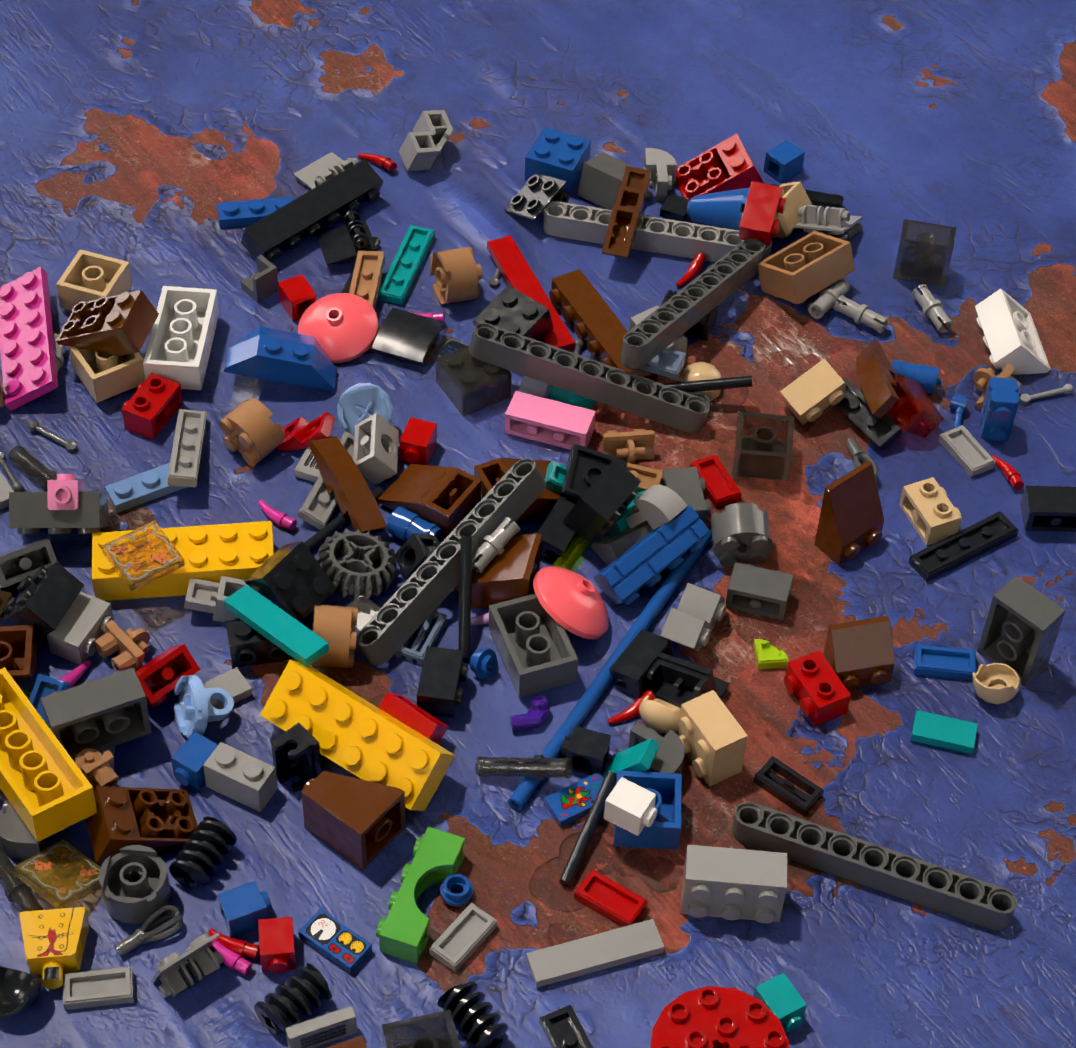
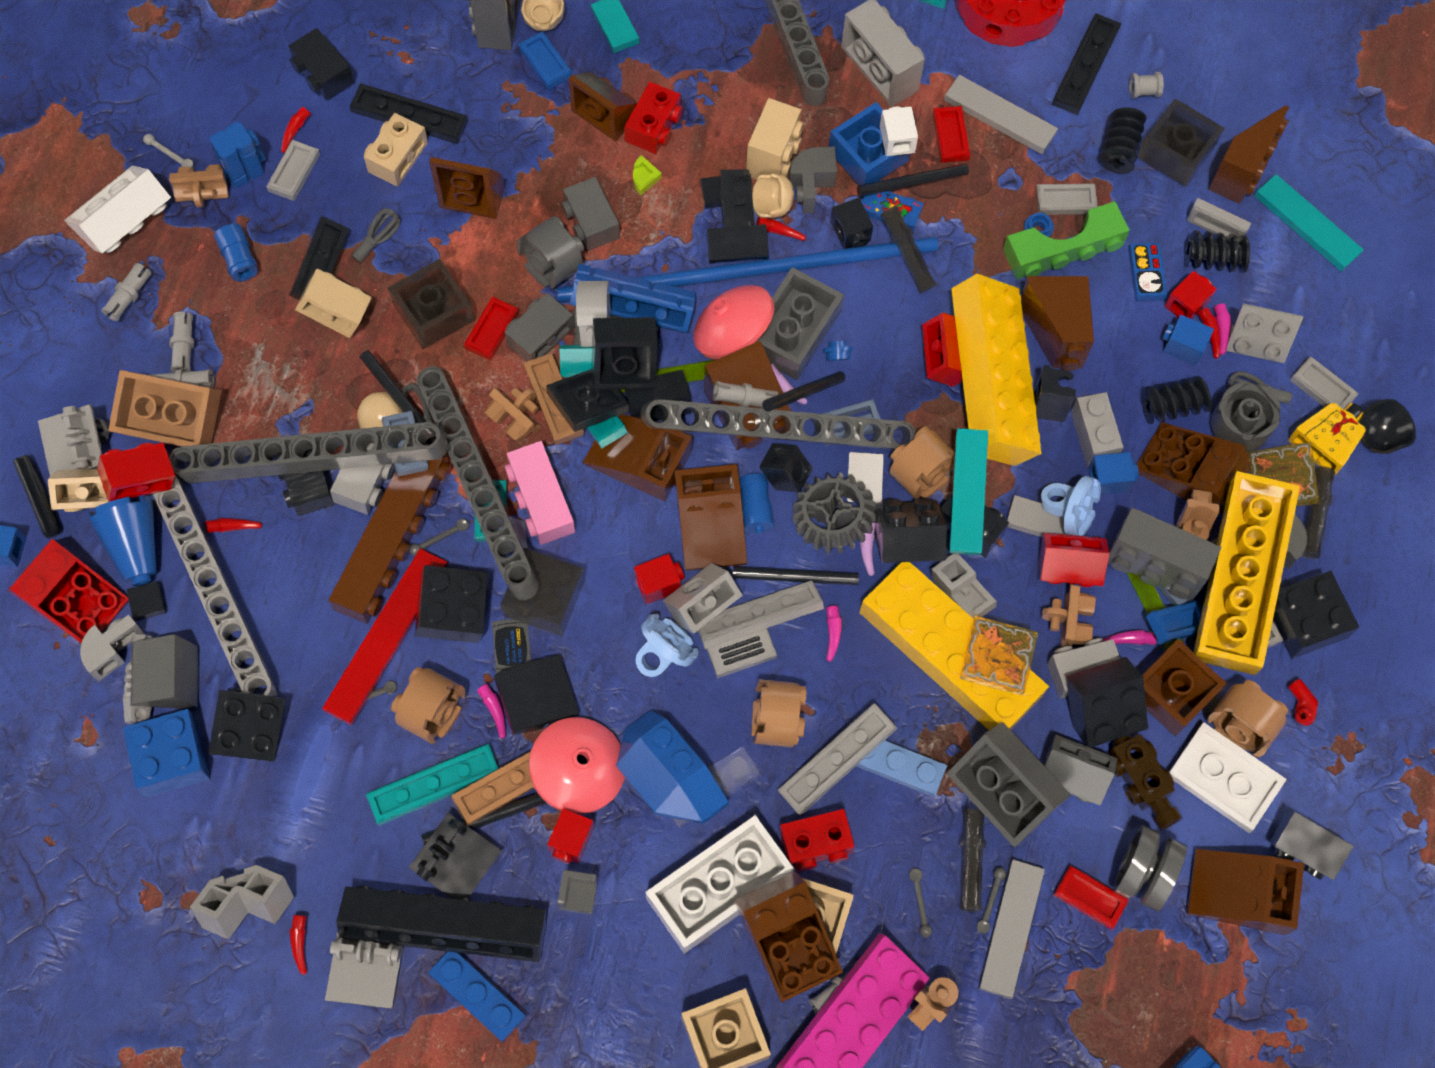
camera: 130 degrees left, 20 degrees up
(64, 492) = (1005, 769): bright pink bracket -> none
(300, 432) = (731, 676): red slope -> none
(348, 484) = (763, 584): reddish brown slope -> none
(440, 681) = (888, 360): black brick -> none
(534, 717) = (853, 286): dark purple arm -> none
(626, 212) = (220, 605): reddish brown slope -> none
(634, 758) = (840, 177): teal tile -> none
(694, 617) = (653, 237): light grey brick -> none
(785, 788) = (753, 109): black tile -> none
(876, 379) = (272, 269): reddish brown slope -> none
(914, 407) = (283, 226): clear red brick -> none
(924, 252) = (63, 326): clear smoke brick -> none
(959, 404) = (240, 202): blue hand -> none

